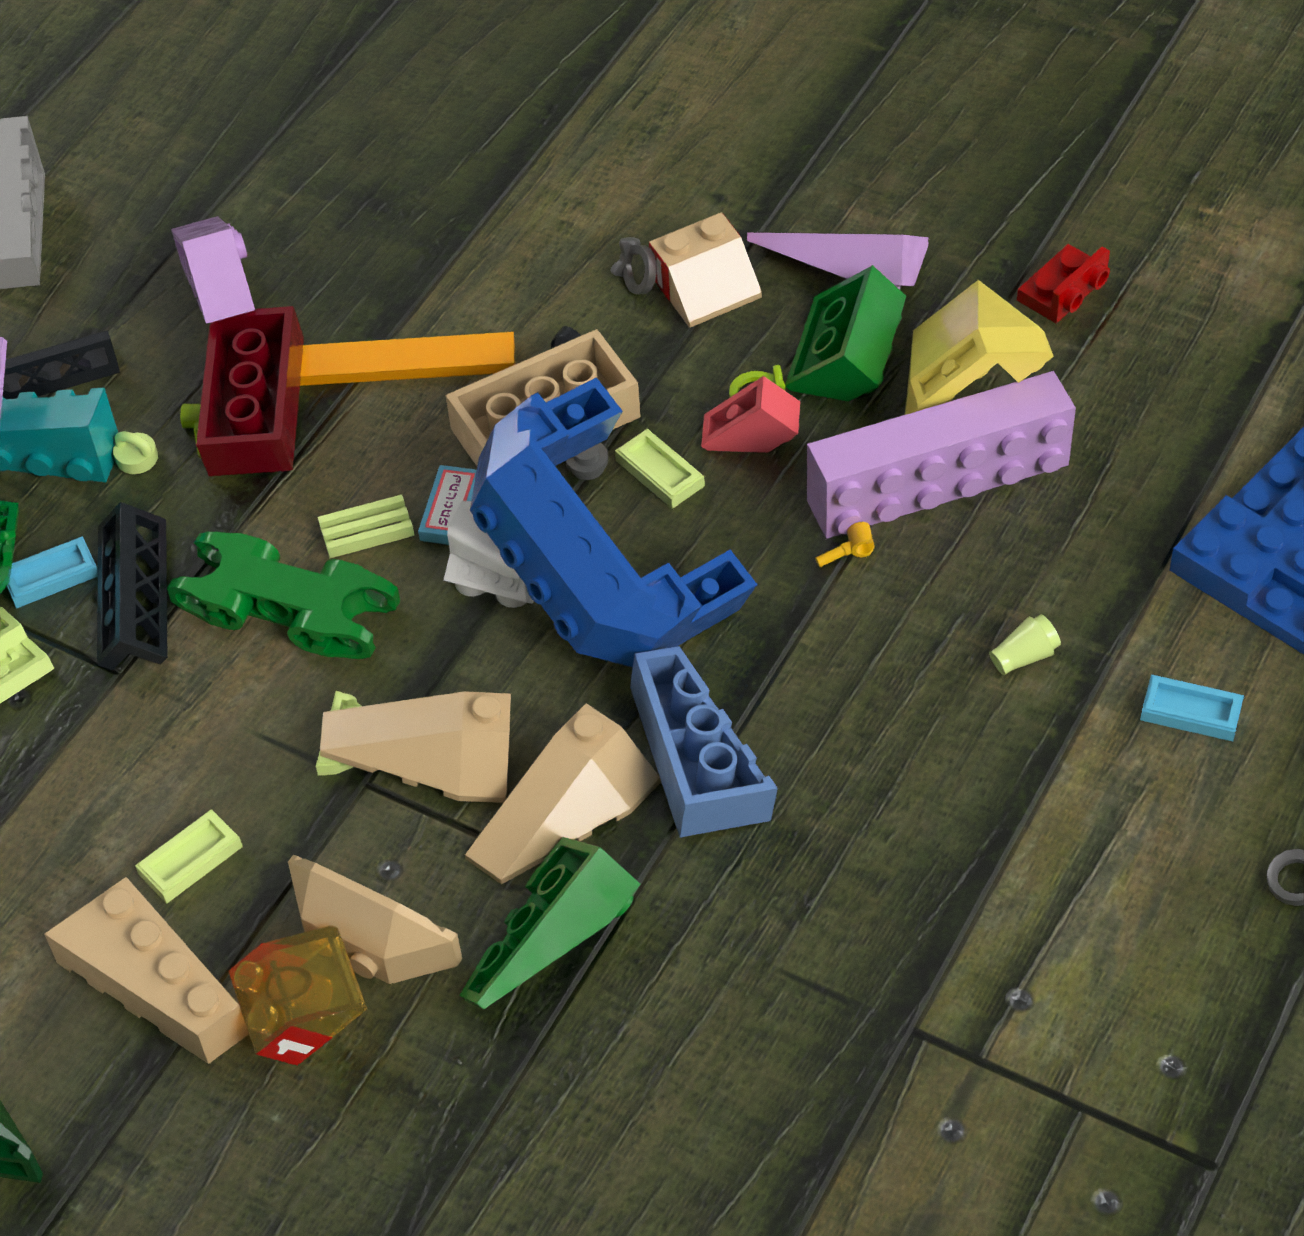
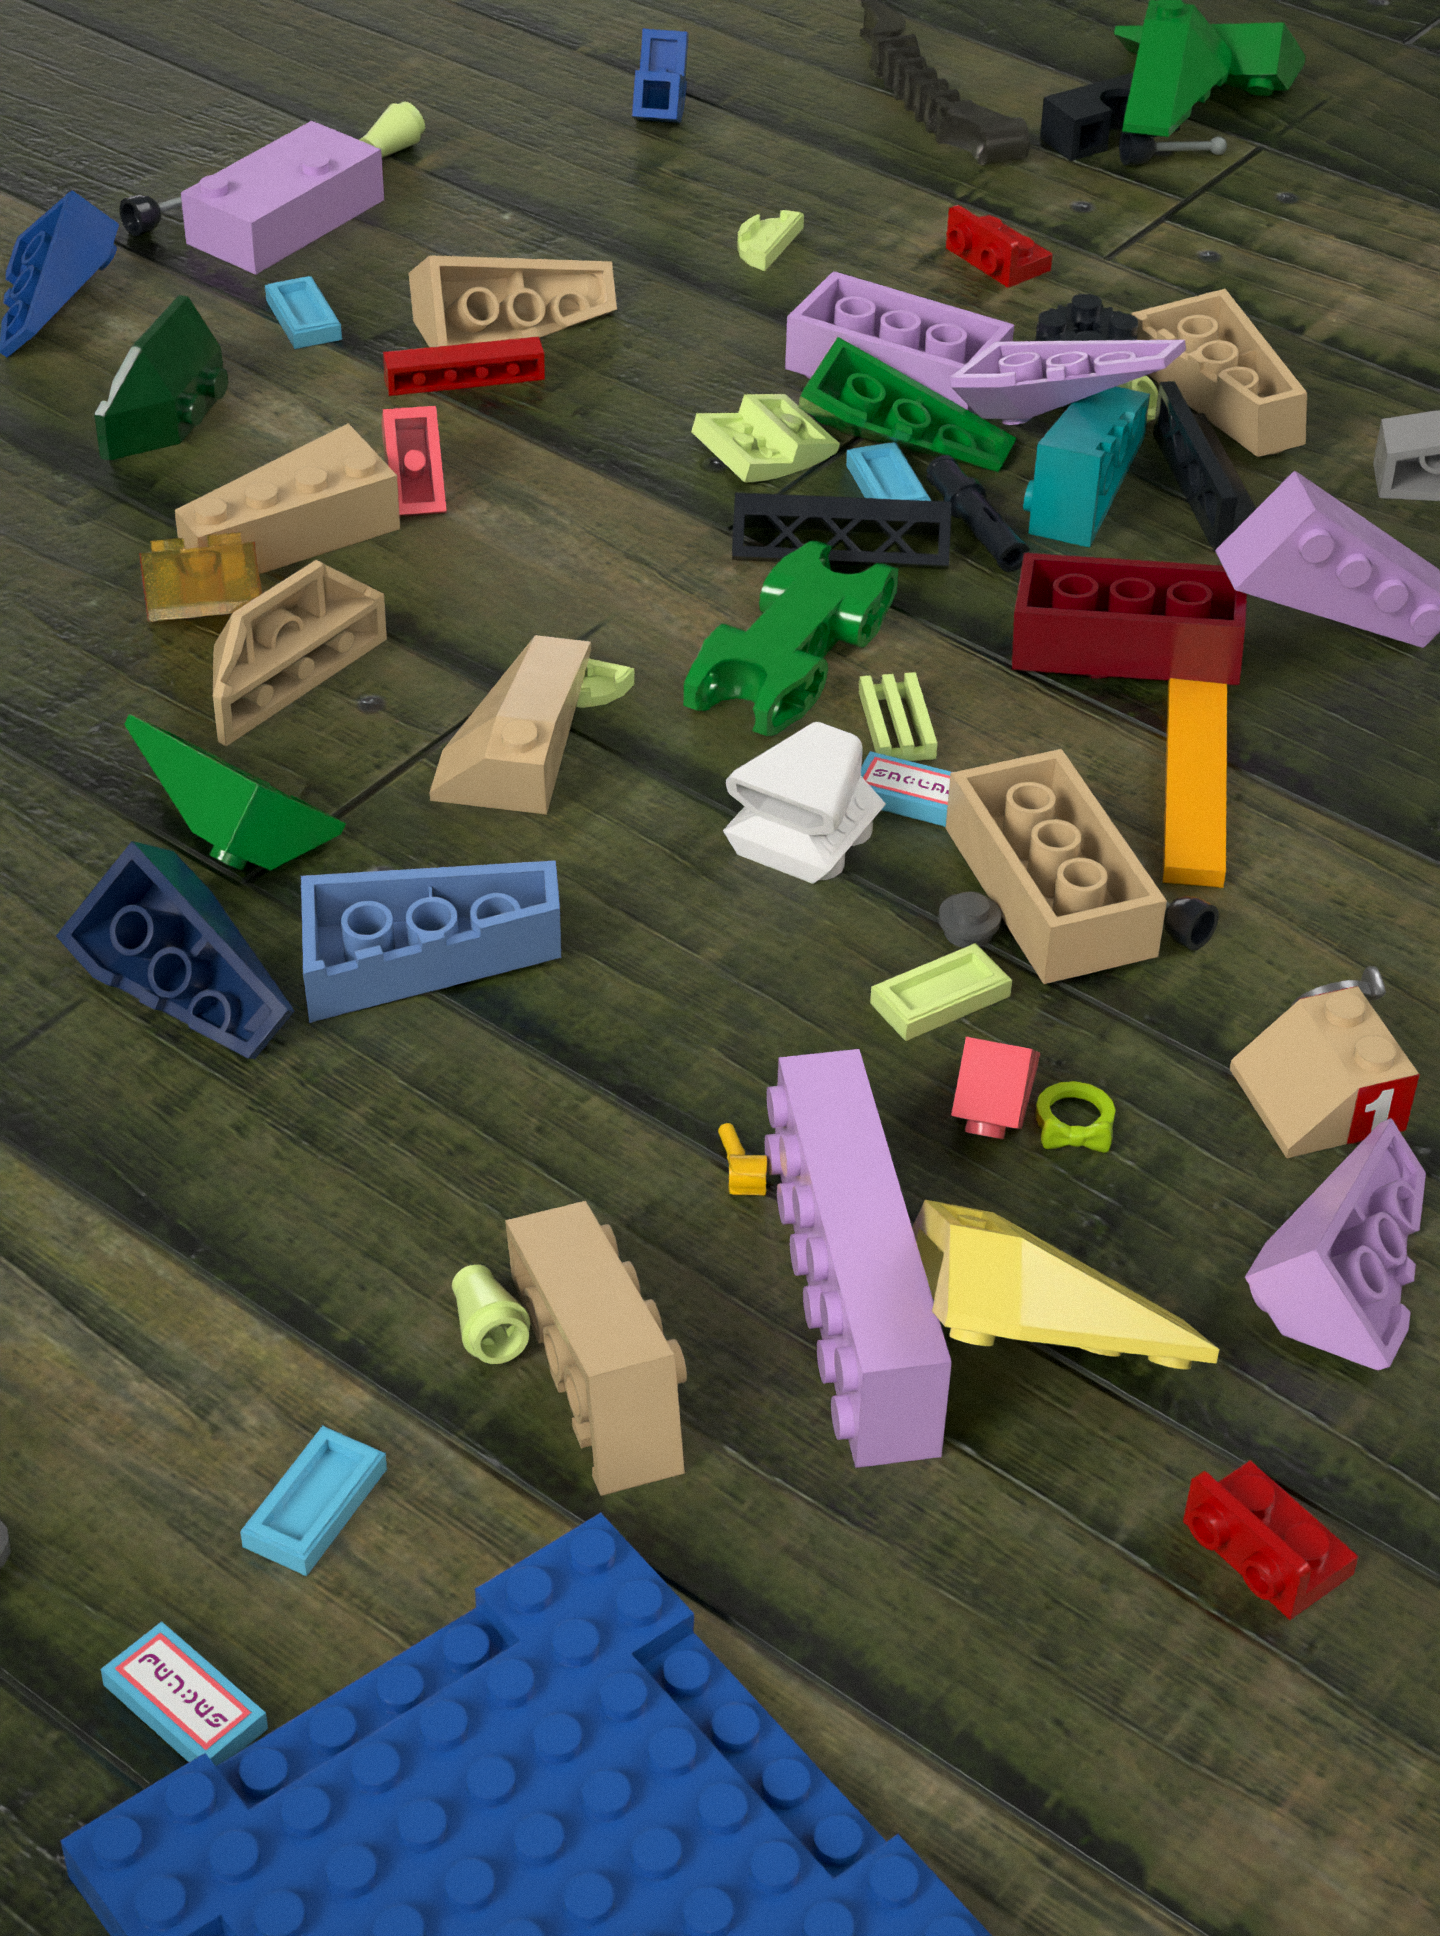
camera: 95 degrees right, 10 degrees down
(51, 892) = (415, 457): none -> coral slope
(81, 513) = (970, 504): none -> black pin
(134, 452) = (1064, 538): yellowish green tile -> none
(189, 856) = (445, 558): yellowish green tile -> none
(567, 554) = (731, 789): blue wedge -> none
(573, 786) = (407, 820): tan wedge -> none
(732, 908) = (176, 950): none -> dark blue wedge
(847, 338) = (1151, 1221): green slope -> none
(1037, 575) = (601, 1344): none -> tan wedge

